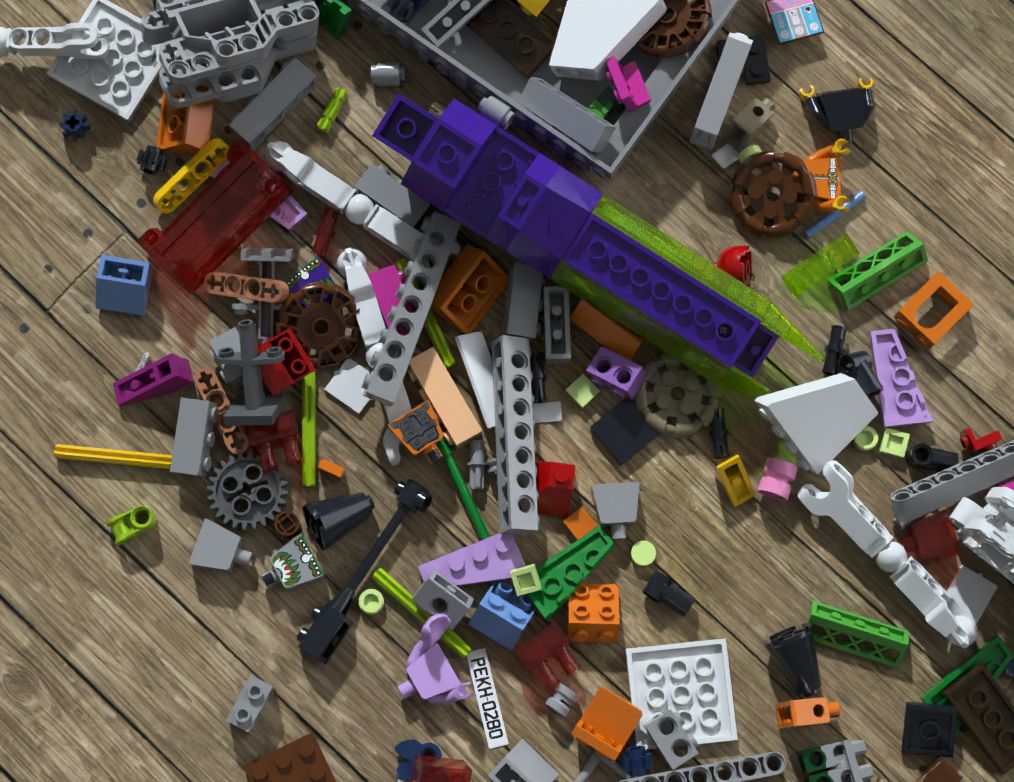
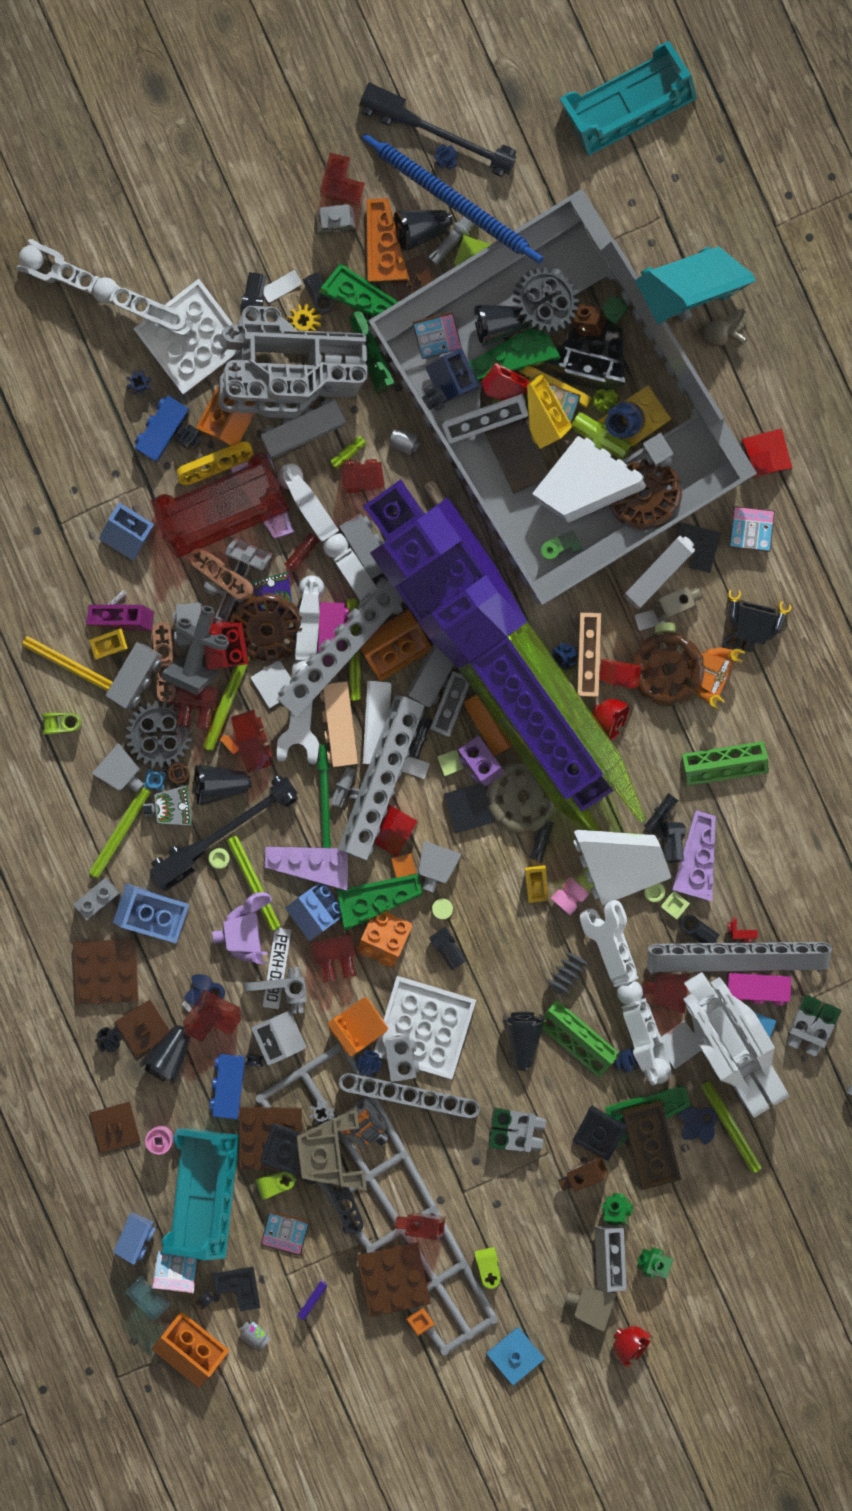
camera: 30 degrees right, 10 degrees up
(118, 163) = (161, 428): none -> blue brick
(152, 414) = (108, 644): none -> yellow slope
(247, 619) = (119, 832): none -> lime axle
(257, 540) = (149, 780): none -> dark azure plate
(319, 695) = (150, 913): none -> medium blue slope
(354, 127) = (362, 477): none -> clear red brick
(354, 454) = (251, 740): none -> clear red brick
(419, 431) = (307, 745): torso -> none
(436, 587) = (273, 870): light grey brick -> none
(496, 112) = (472, 516): light grey brick -> none
(522, 724) = (295, 1000): none -> light grey piece
(526, 580) = (342, 893): yellowish green tile -> none
(562, 694) = (335, 990): light grey wheel -> none
(566, 115) = (528, 540): light grey brick -> none
(629, 84) = (587, 536): dark pink bracket -> none
(659, 221) = (564, 655): none -> dark blue gear
(681, 209) = (588, 654): none -> light nougat brick
(723, 219) = (620, 673): none -> red slope
(806, 712) = (505, 1079): orange torso -> none
(811, 566) = (567, 973): none -> dark grey piece
(821, 265) = (680, 741): clear neon green slope -> none
(829, 135) = (727, 638): none -> black bush
(832, 216) = (704, 705): medium blue bar -> none
(921, 635) = (626, 1061): none -> dark blue gear
(950, 293) = (733, 806): orange panel -> none

